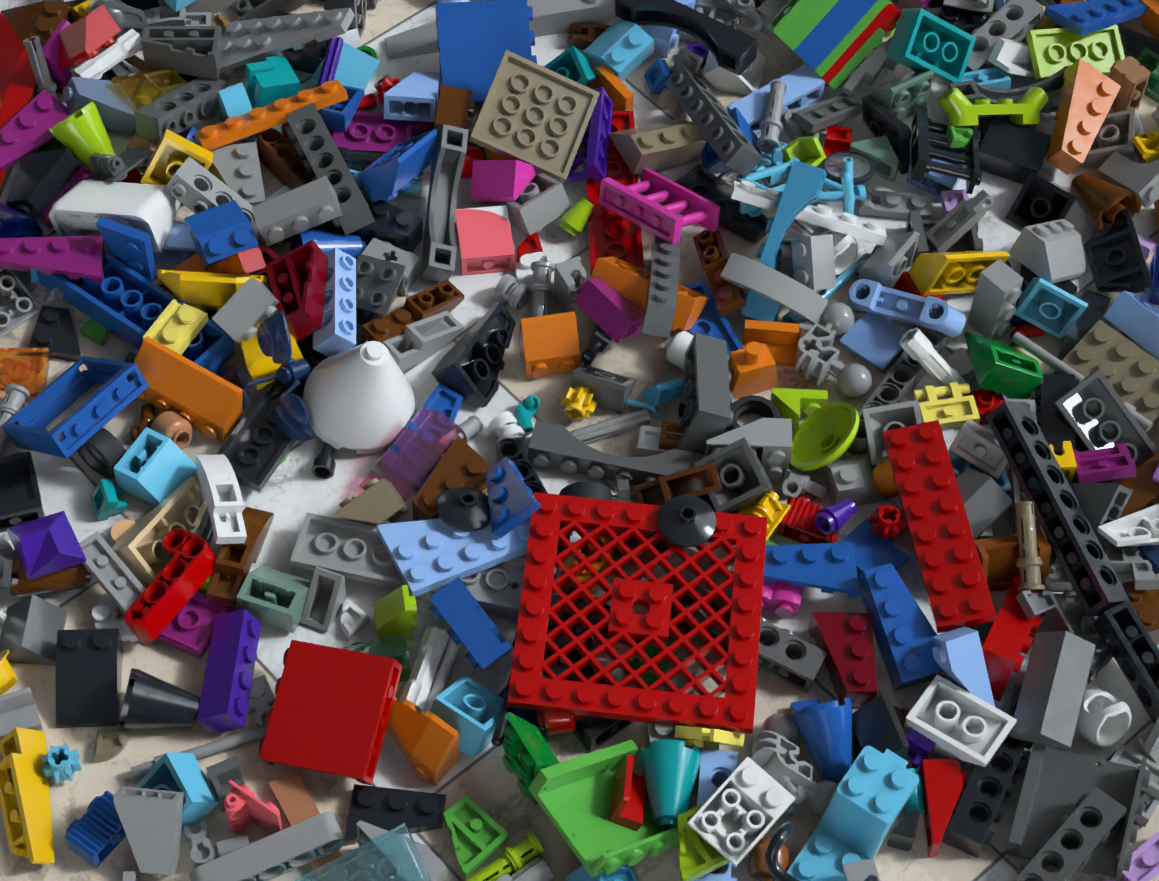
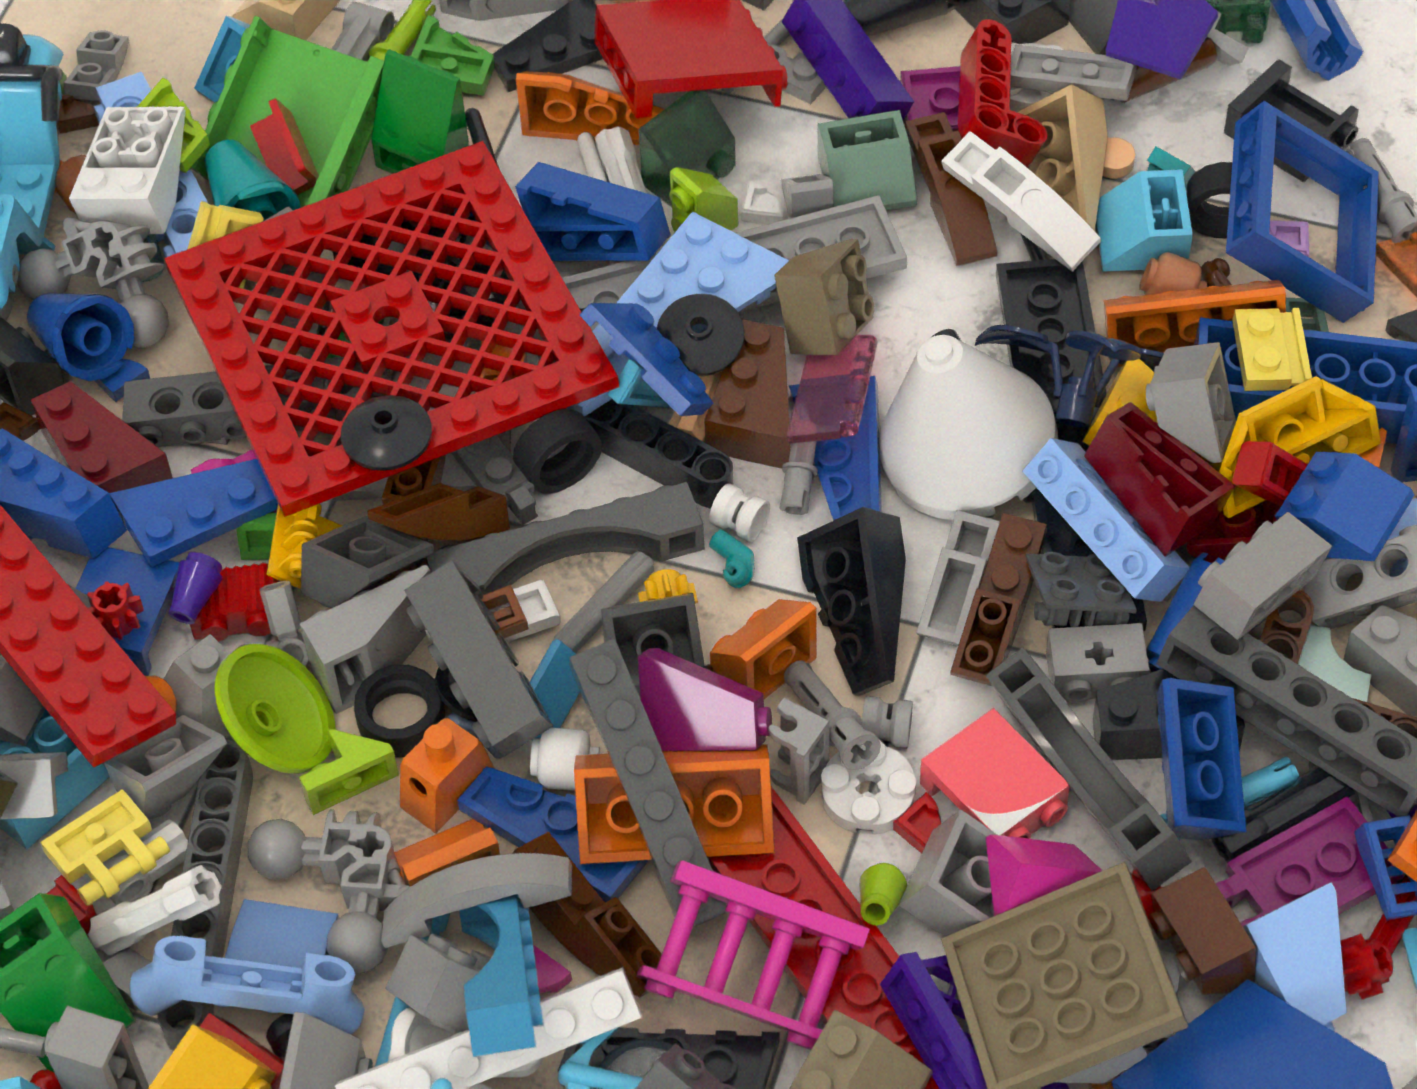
camera: 155 degrees right, 0 degrees up
(470, 711) = (532, 138): medium azure slope -> none

